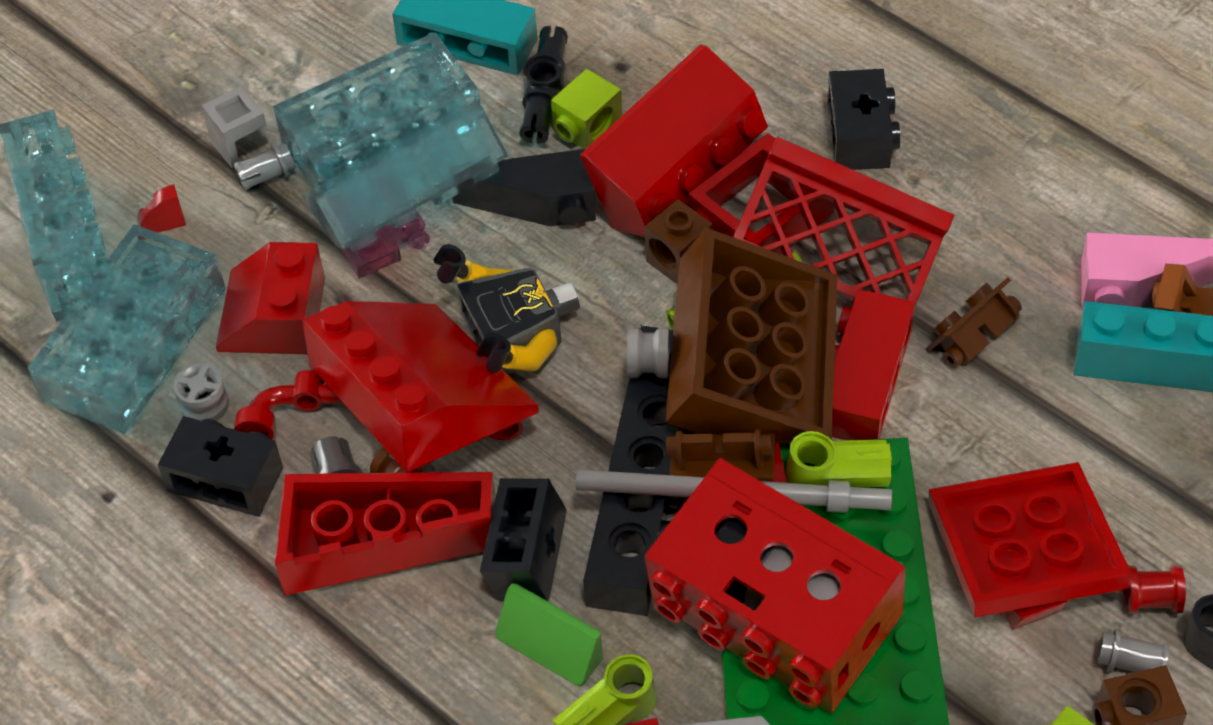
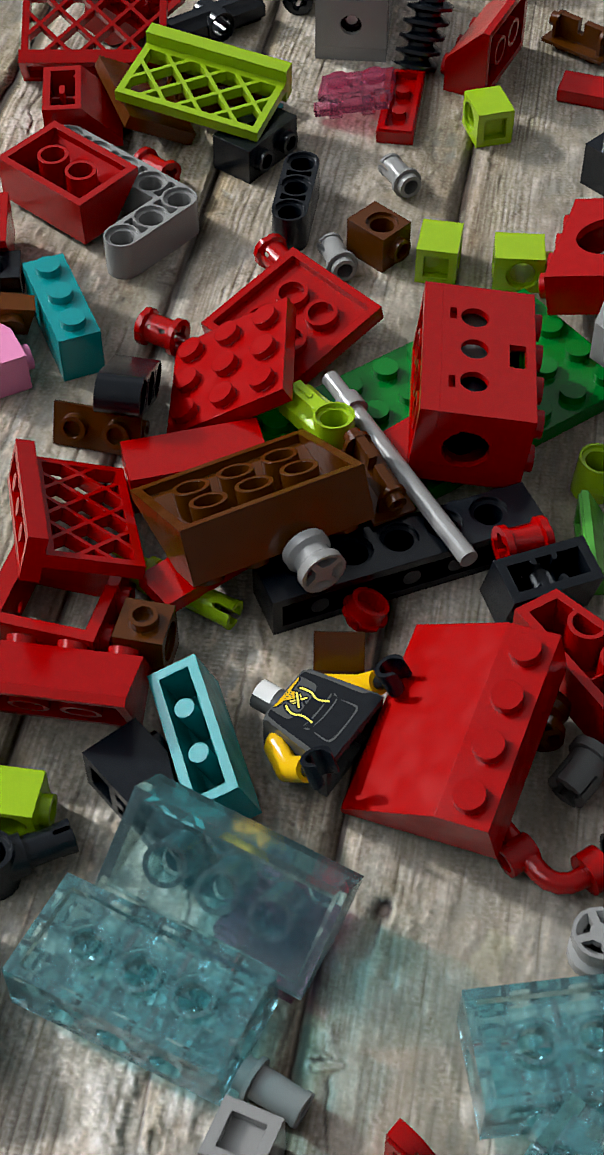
camera: 125 degrees left, 5 degrees down
(270, 298) = (445, 941): red slope -> none
(543, 228) = (202, 735): none -> teal brick
(568, 537) = (522, 537): none -> red bush
(587, 381) = (339, 652): none -> reddish brown slope
(592, 410) = (365, 610): none -> red plate
(962, 434) = (235, 369): none -> red plate
(992, 339) = (127, 386): none -> black beam
(1088, 427) = (144, 336): none -> red bush

